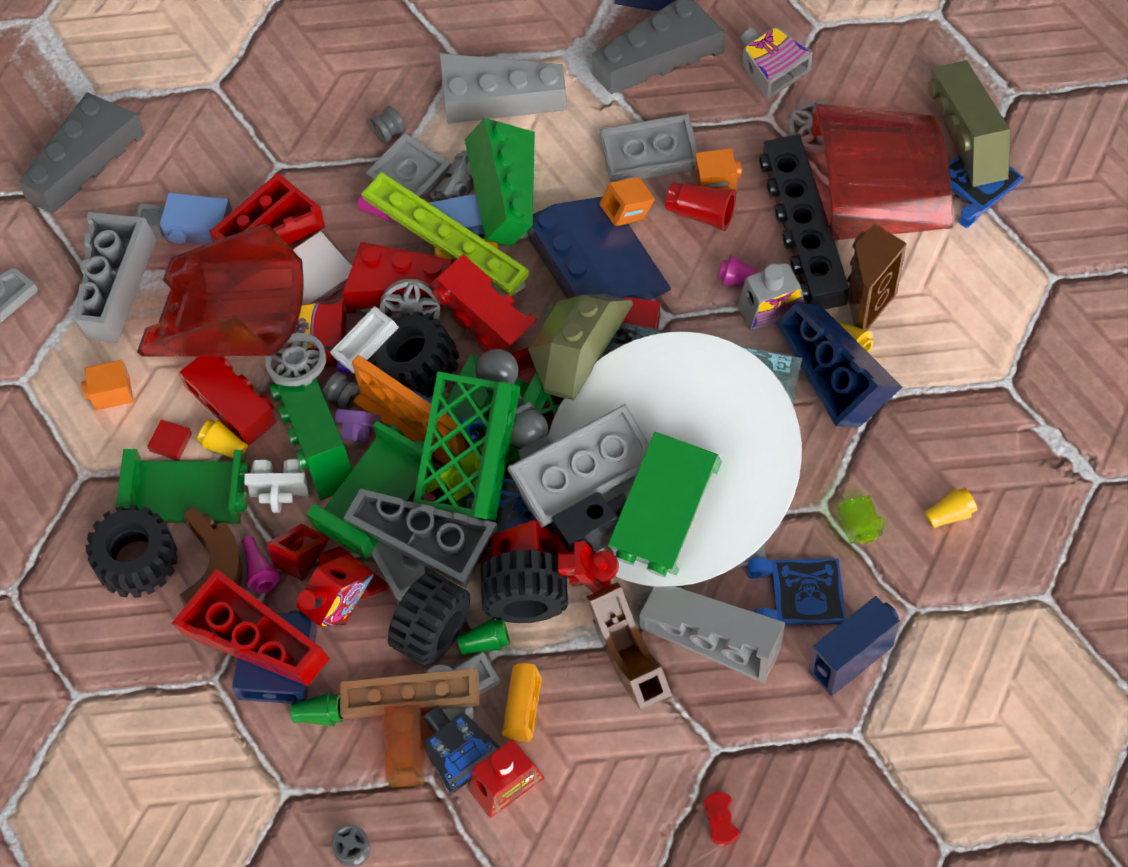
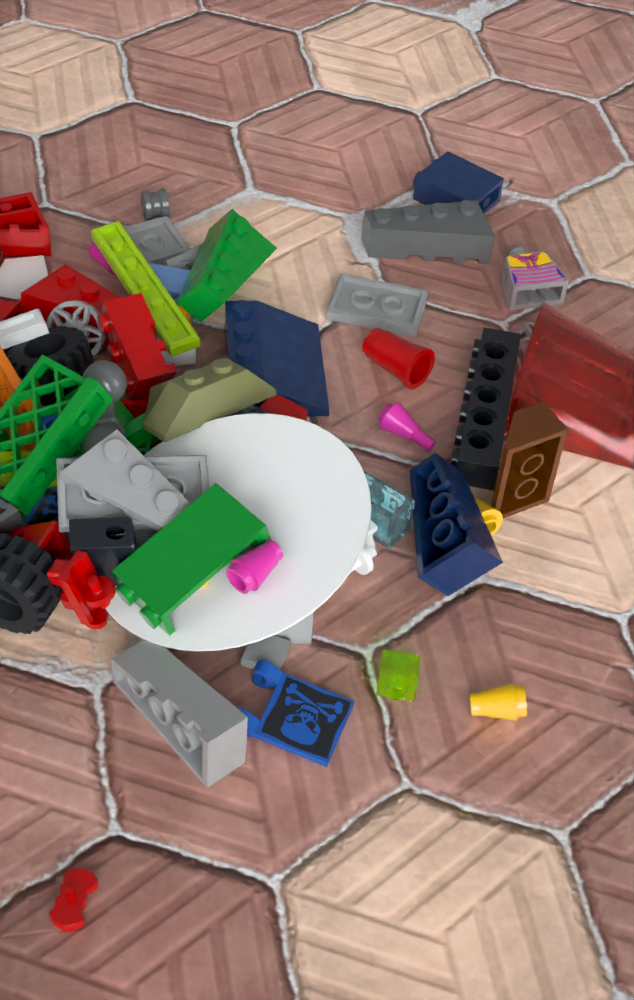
camera: 15 degrees right, 15 degrees down
(500, 87) = (273, 211): light grey wedge -> none
(578, 460) = (126, 479): none -> light grey wing
(625, 647) = (81, 682): reddish brown arch -> none
(627, 201) = (328, 328): orange brick -> none
(717, 169) = (430, 334): orange brick -> none
(721, 491) = (253, 567): none -> dark pink cone
(769, 295) = (415, 440): light grey torso -> none
(854, 645) = (316, 781): dark blue brick -> none

